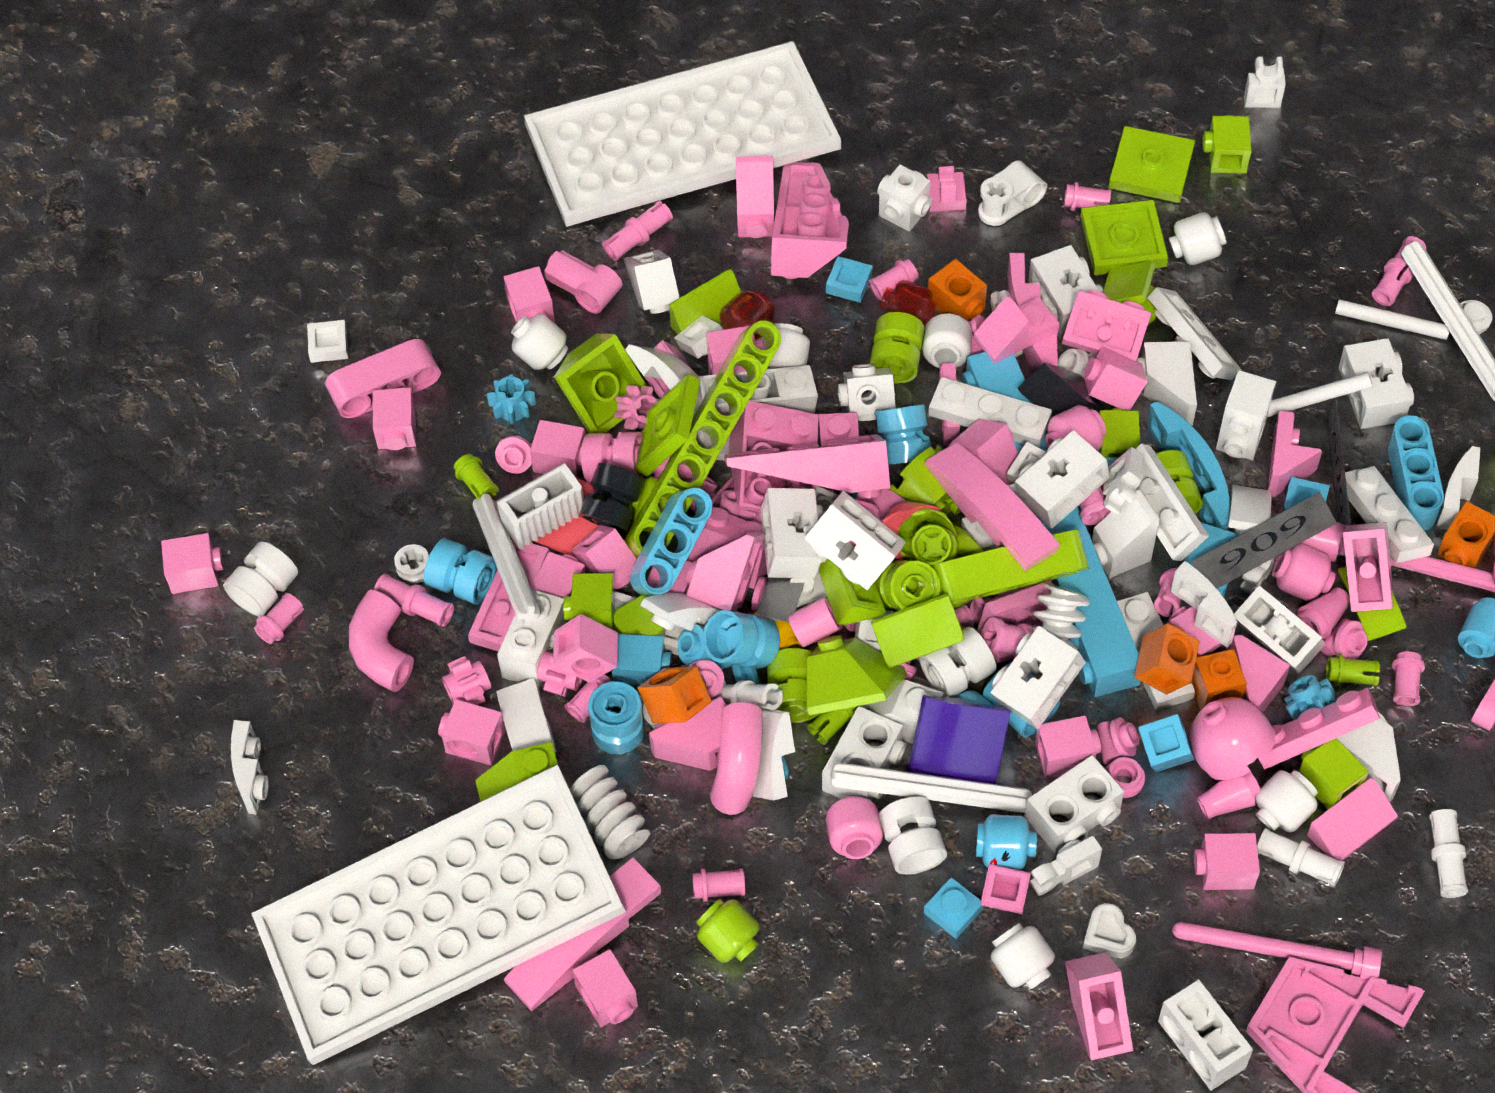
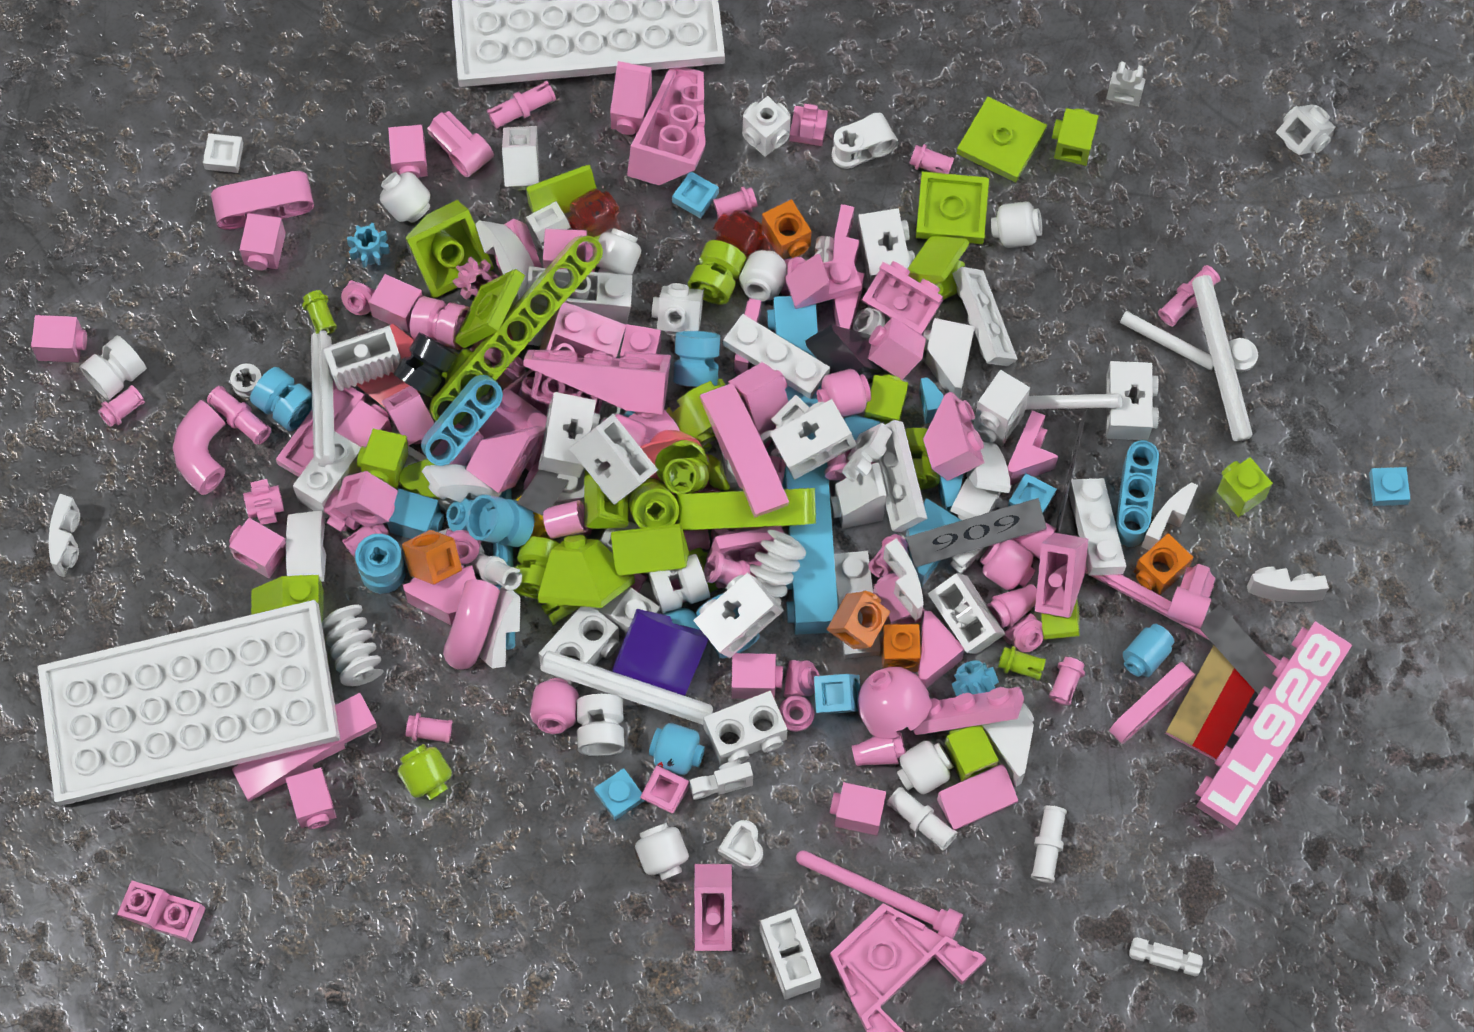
camera: 10 degrees right, 10 degrees up
(1208, 454) = (952, 440): none -> bright pink slope
(1251, 477) = (993, 473): none -> white slope
(1451, 85) = (1297, 127): none -> white brick

